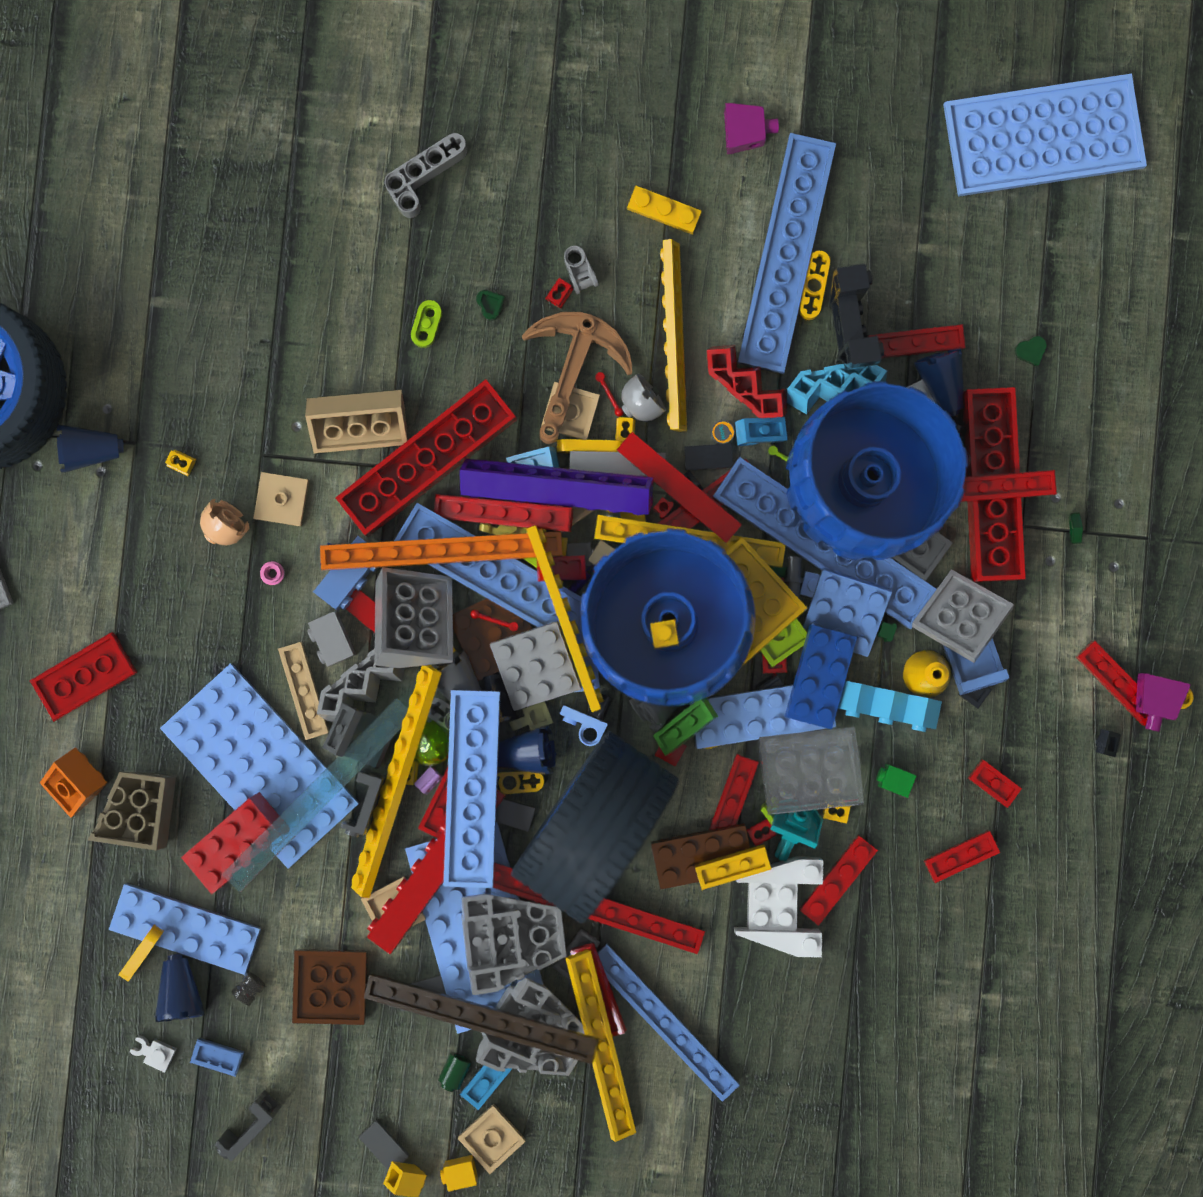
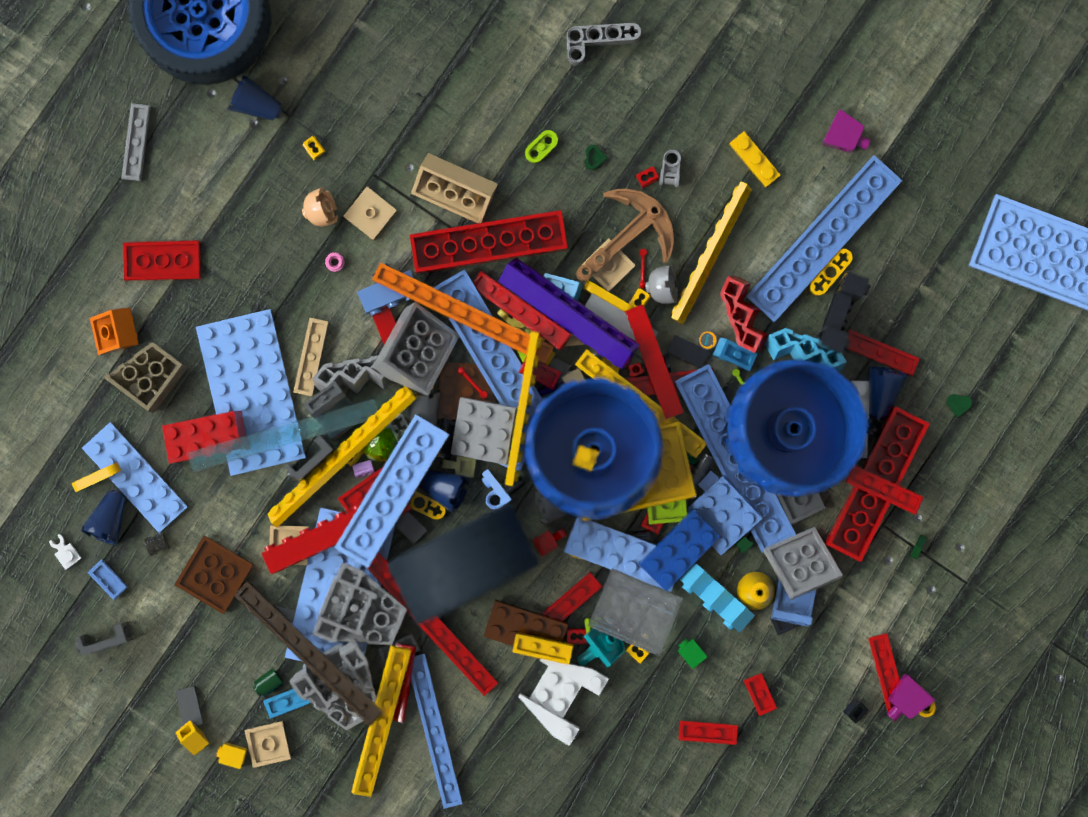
camera: 25 degrees right, 0 degrees up
(331, 639) = (350, 331): light grey brick -> none
(685, 726) = (564, 530): bright green plate -> none
(838, 880) = (612, 700): red plate -> none

